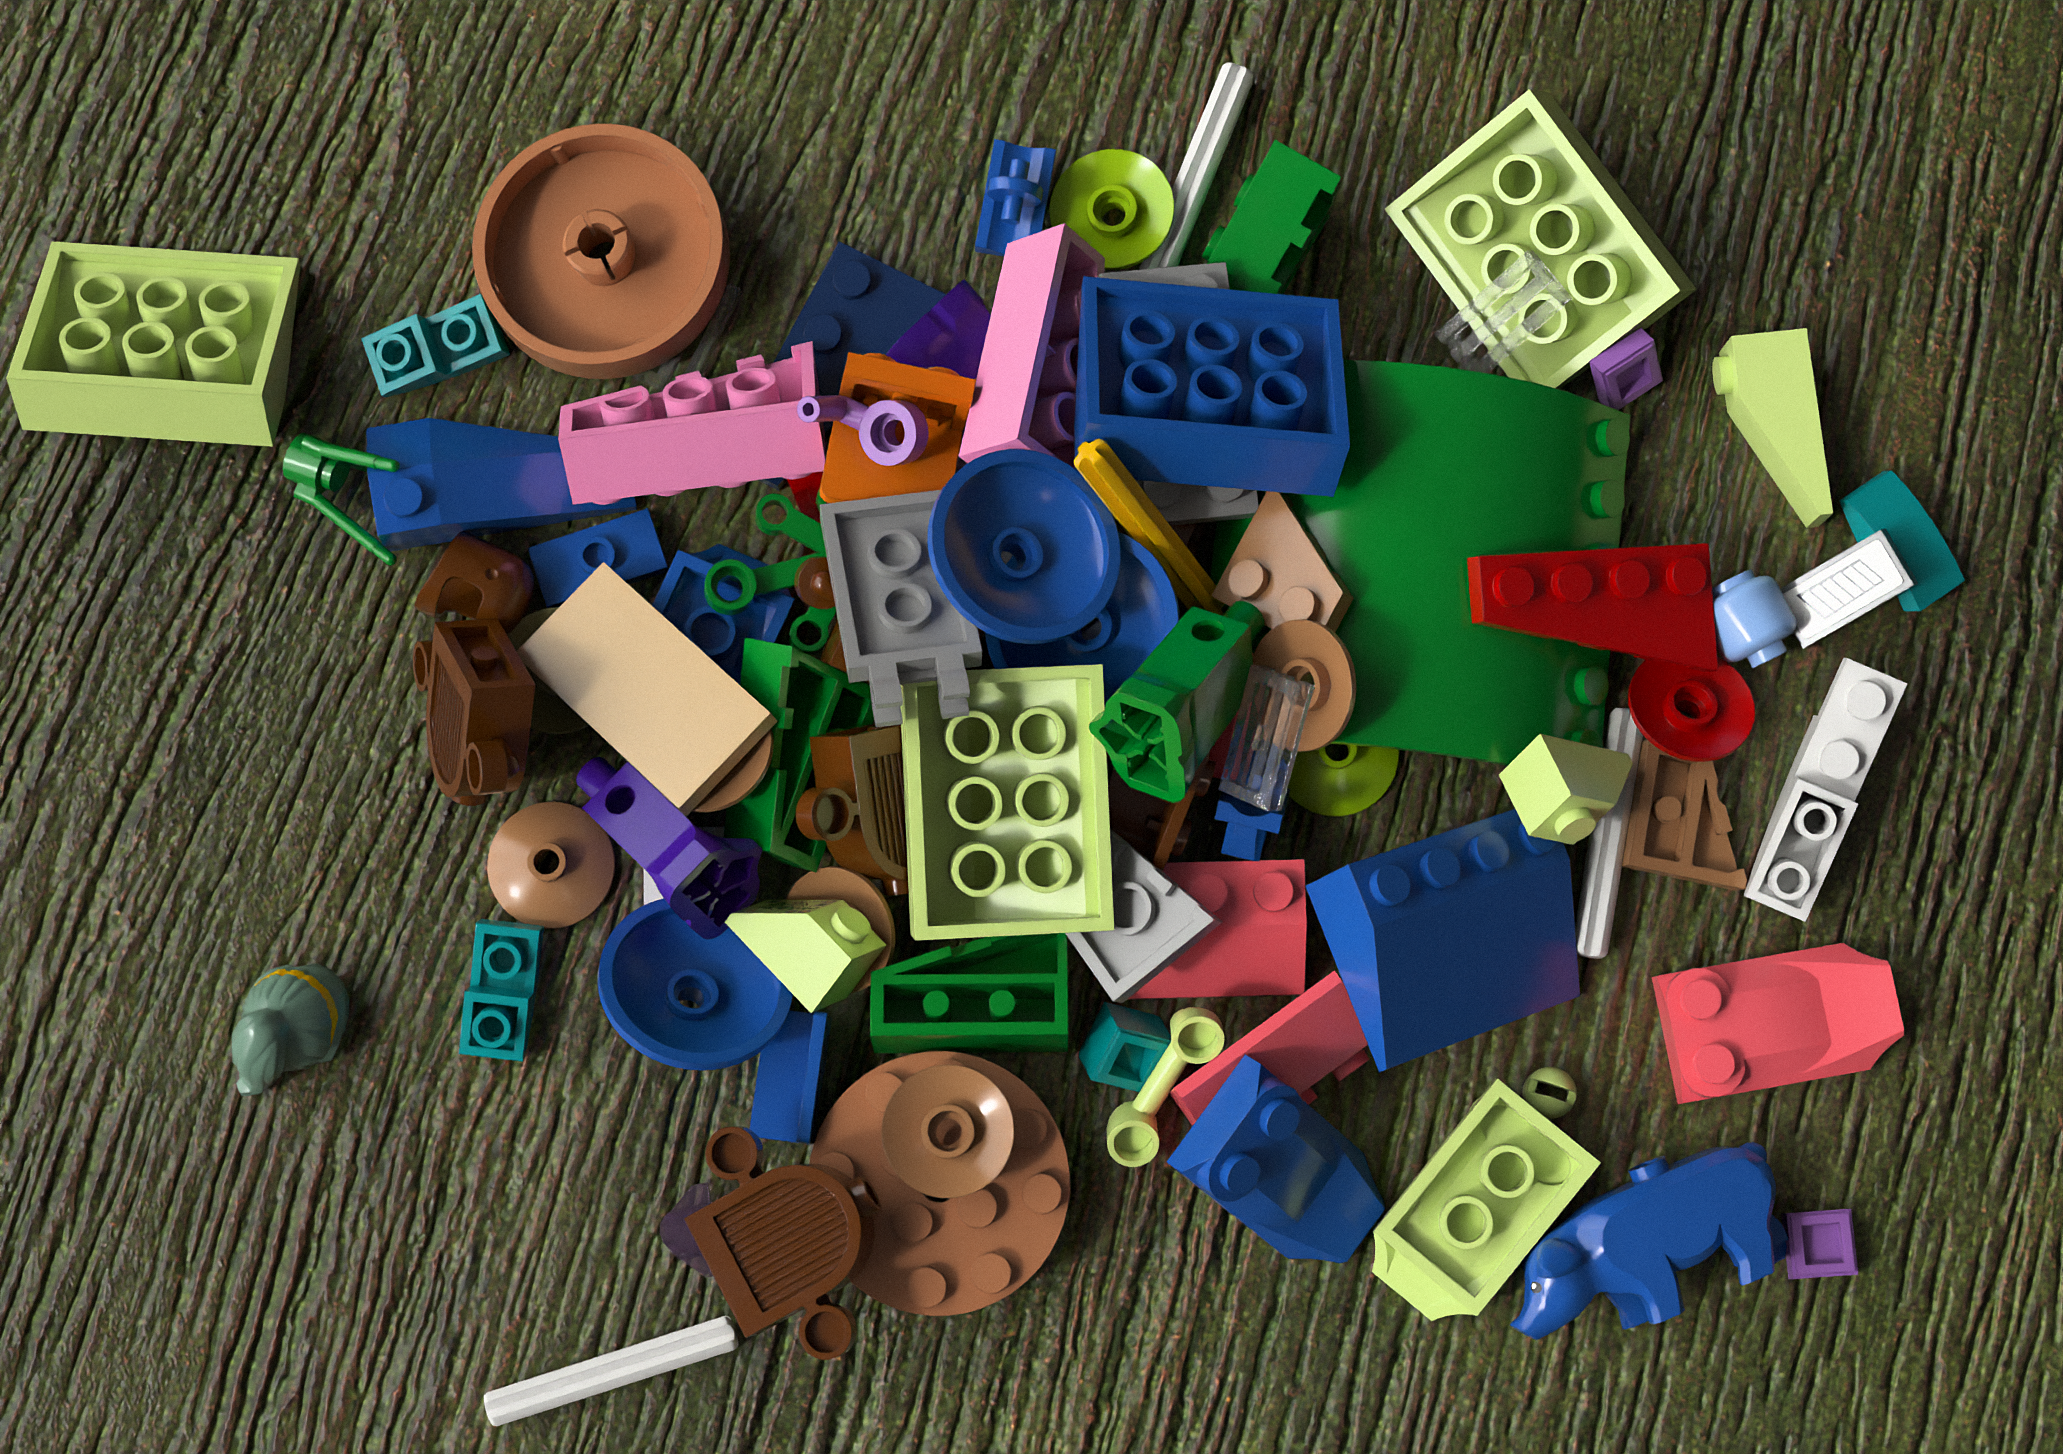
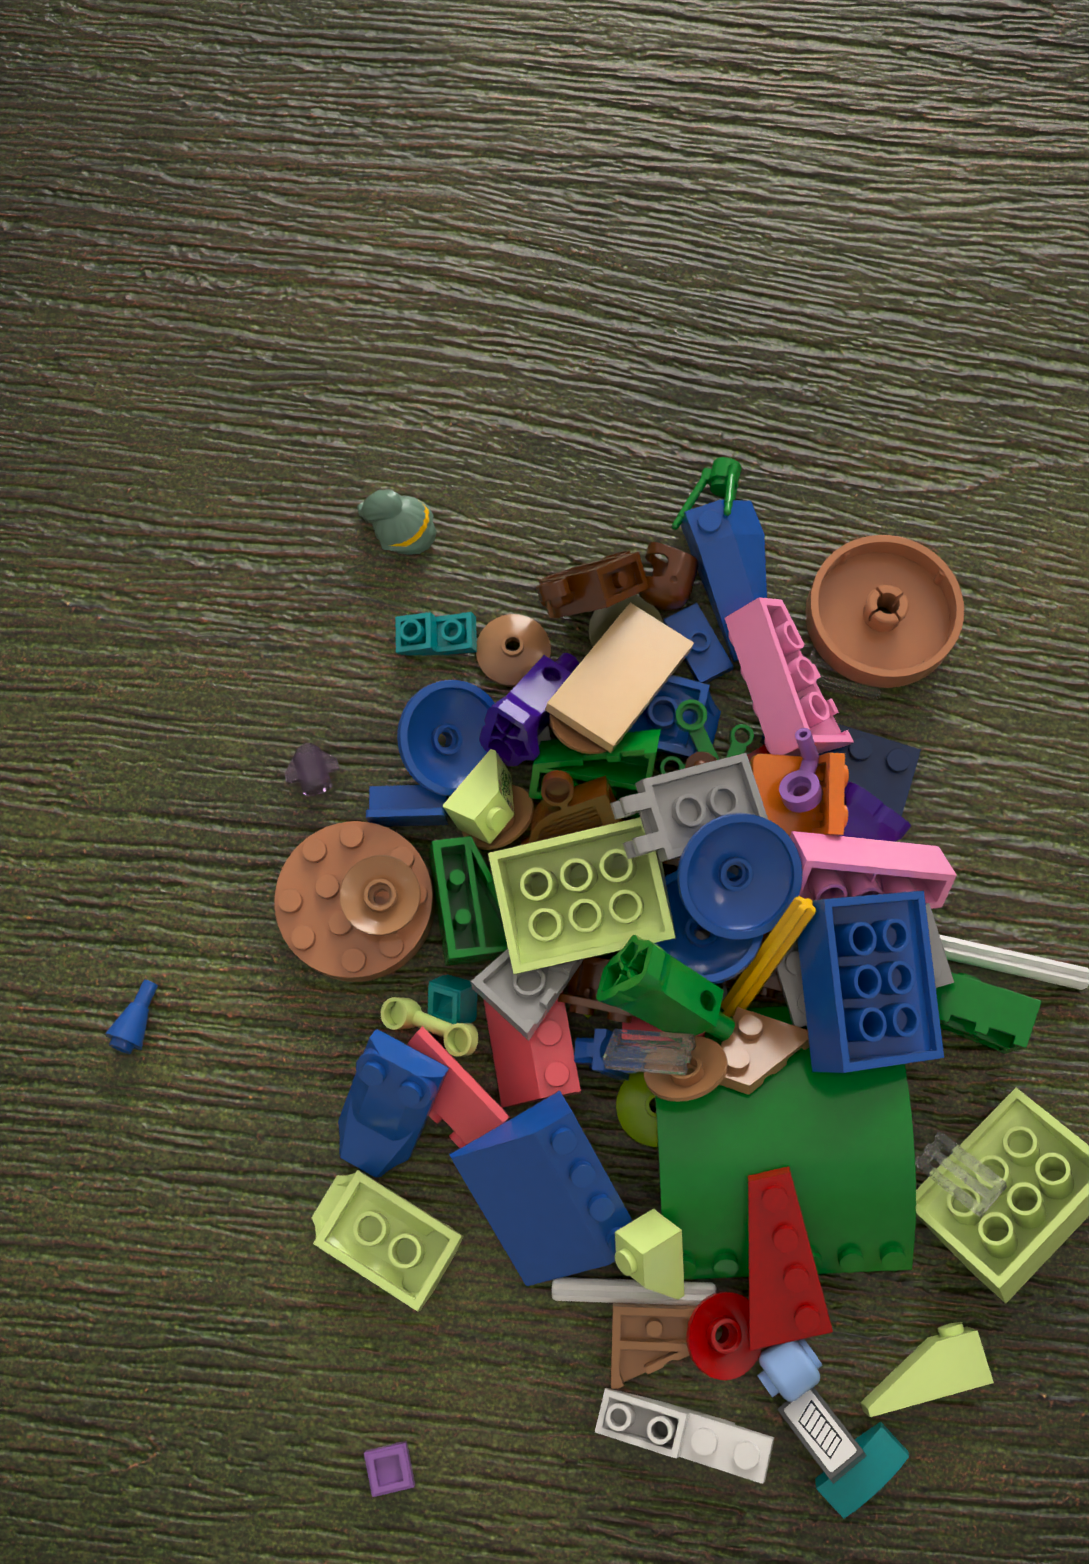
camera: 85 degrees right, 5 degrees down
(157, 344) = (778, 380): yellowish green slope -> none
(434, 348) = (806, 529): teal slope -> none
(610, 1371) = (226, 733): white axle -> none
(785, 1241) = (304, 811): reddish brown piece -> none
(1014, 195) = (972, 848): blue hips -> none
(1120, 182) = (992, 903): lime dish -> none
(1547, 1105) = (471, 1274): yellowish green hinge -> none
(1626, 370) = (940, 1262): medium lavender tile -> none
(1647, 1231) = (382, 1353): blue animal -> none
(1776, 1020) = (529, 1421): coral slope -> none

